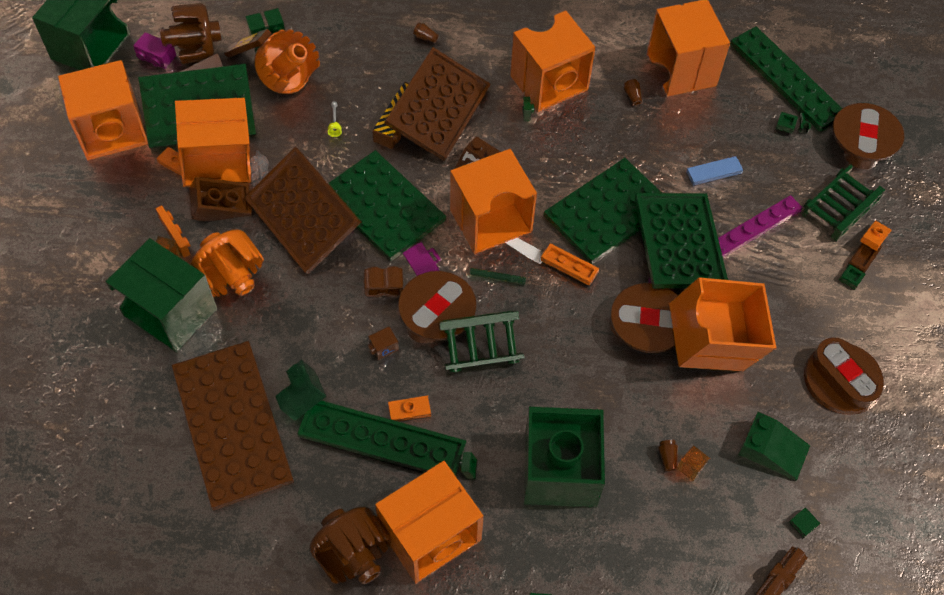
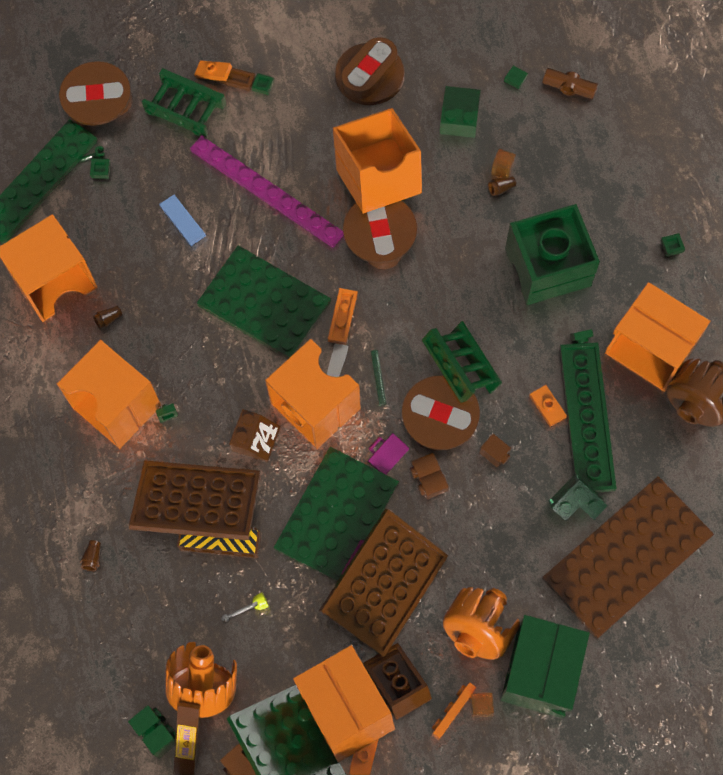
camera: 105 degrees left, 10 degrees up
(679, 238) = (286, 223): dark green plate -> none

